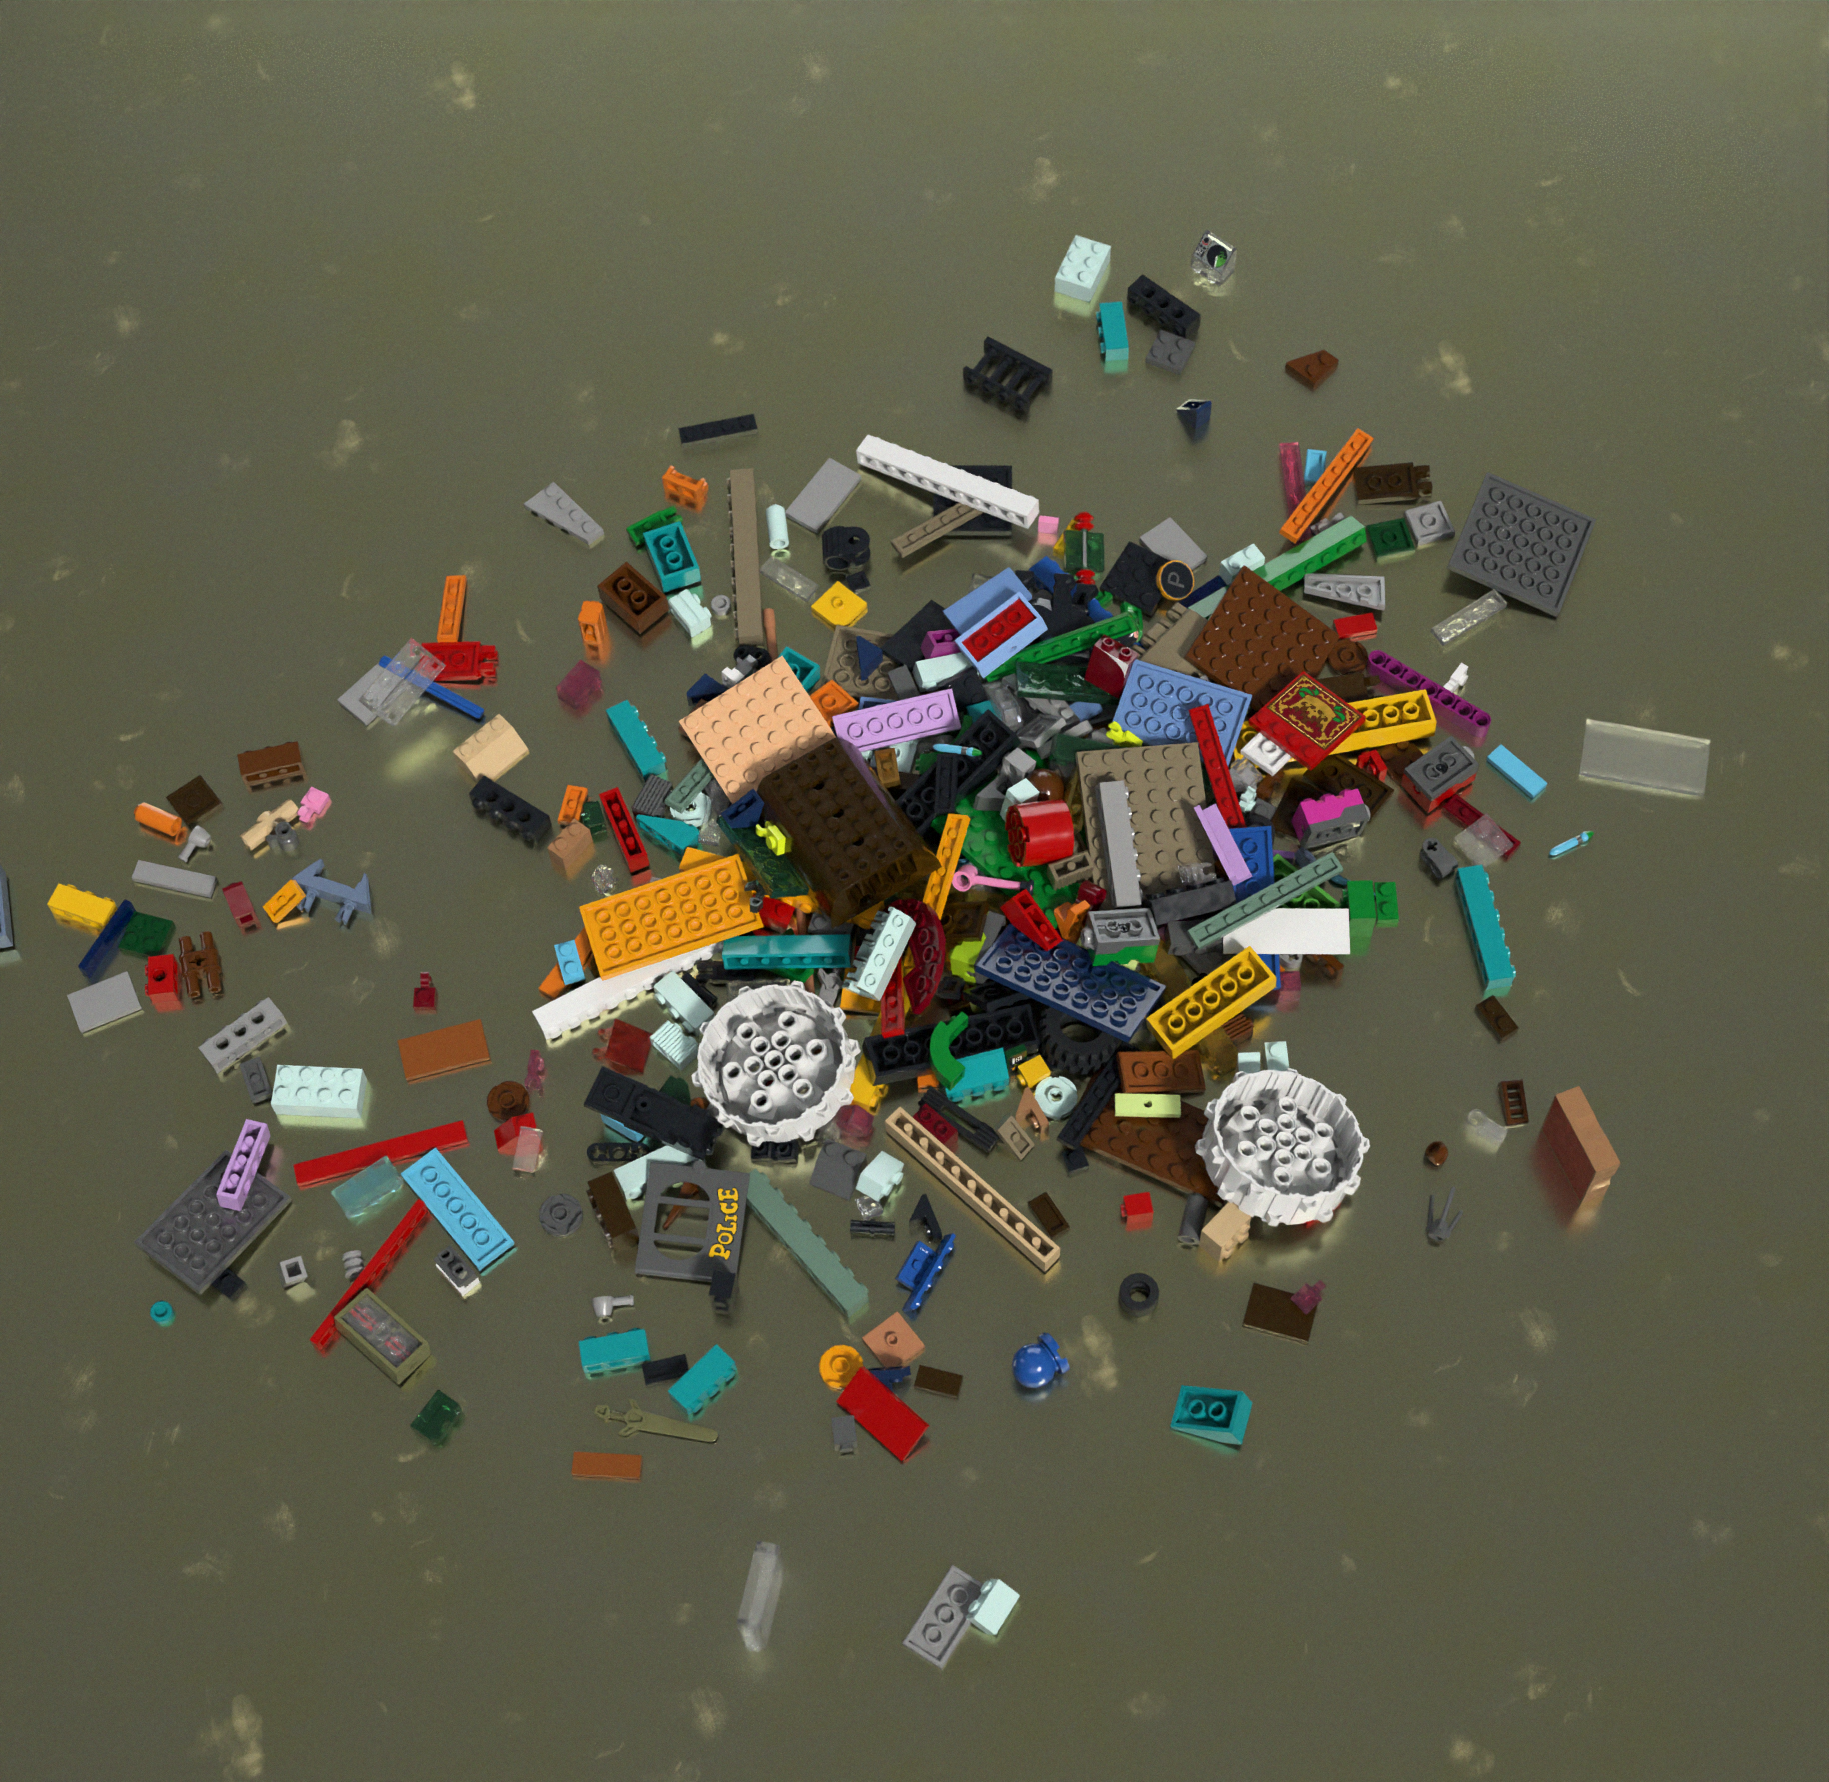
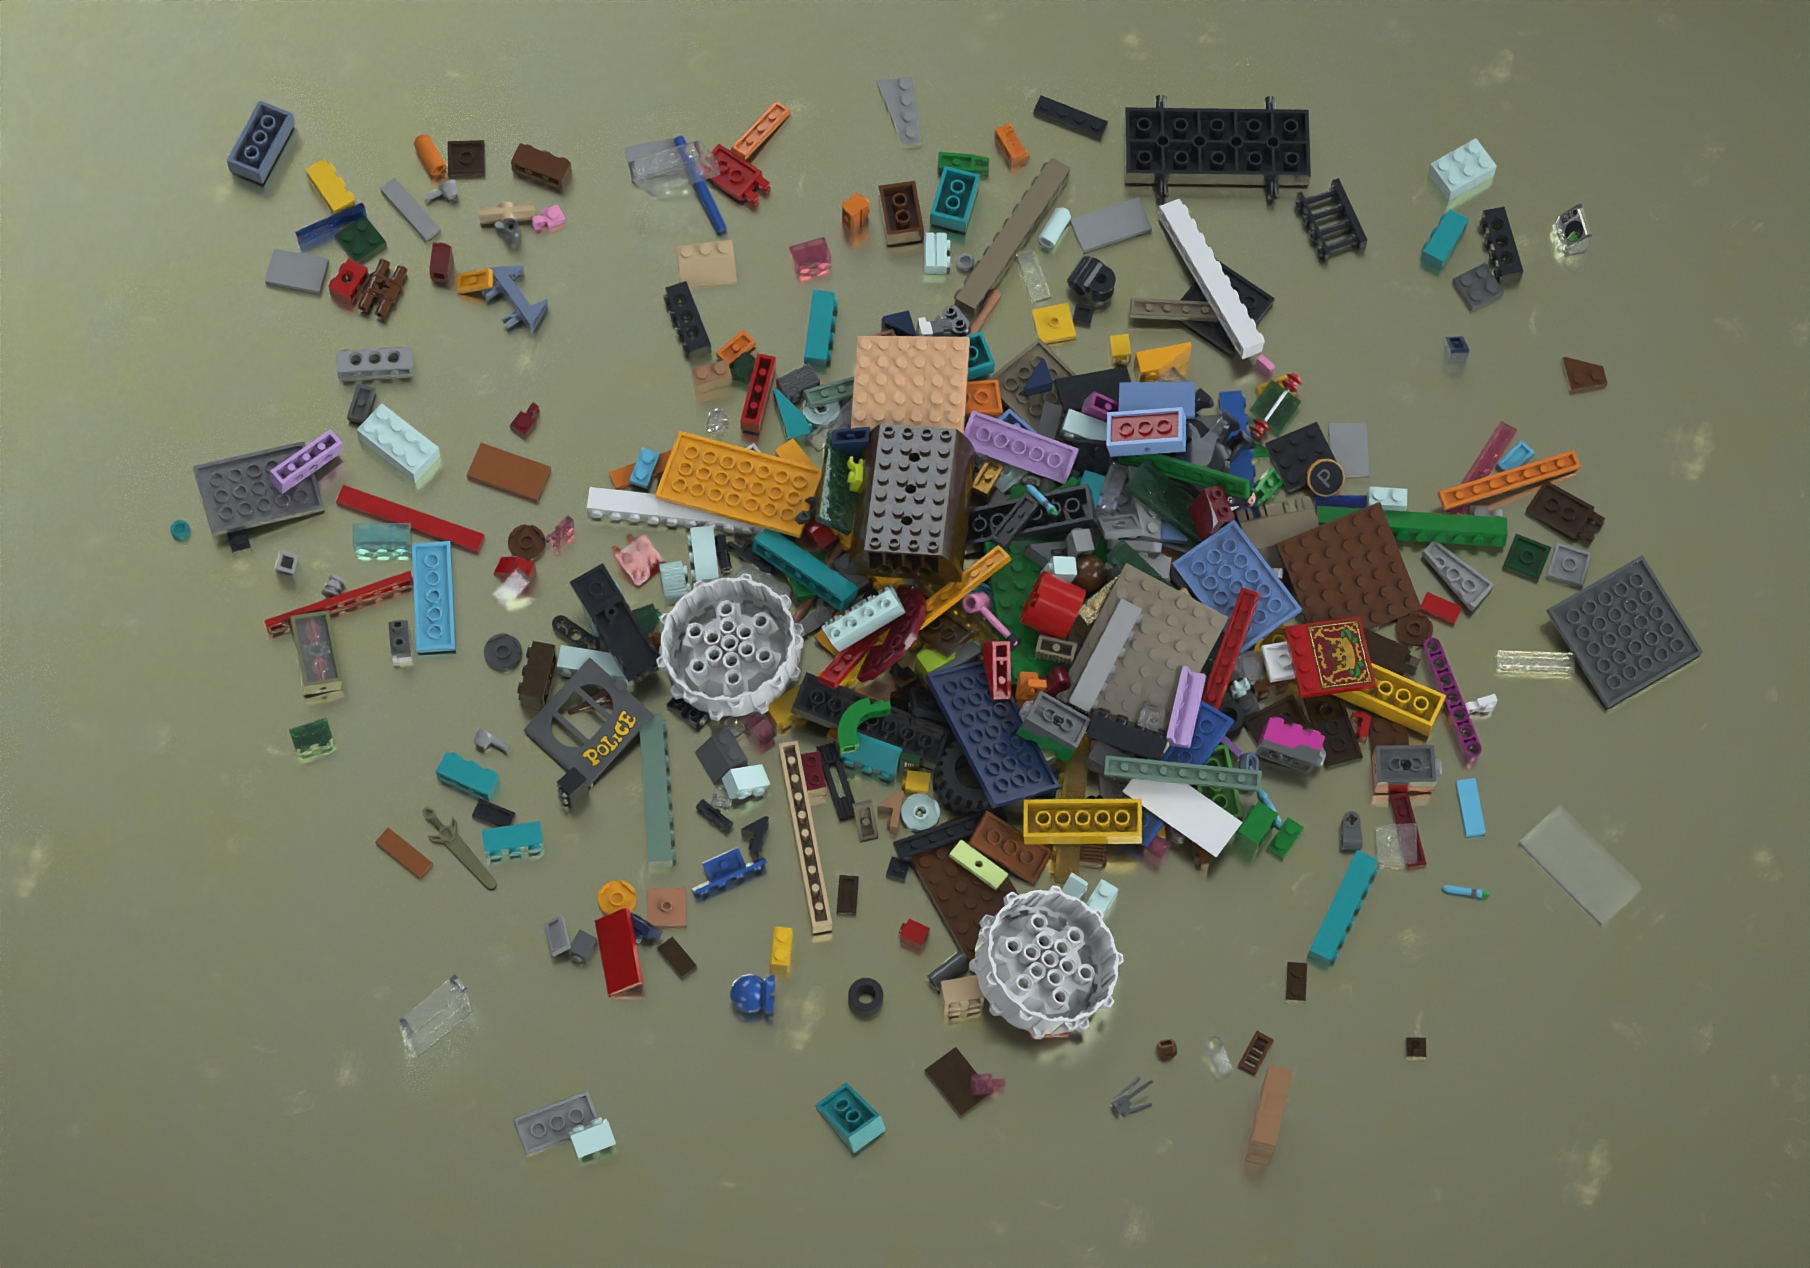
camera: 30 degrees right, 5 degrees up
(813, 1439) = (557, 935): none -> light grey tile
(863, 375) = (1217, 146): none -> black brick
(914, 589) = (1120, 349): none -> yellow brick
(955, 580) = (1153, 363): none -> light orange slope
(1029, 1305) = (781, 949): none -> yellow brick
(1121, 738) = (1176, 578): neon yellow plate -> none
(1641, 1003) = (1415, 1048): none -> dark brown tile

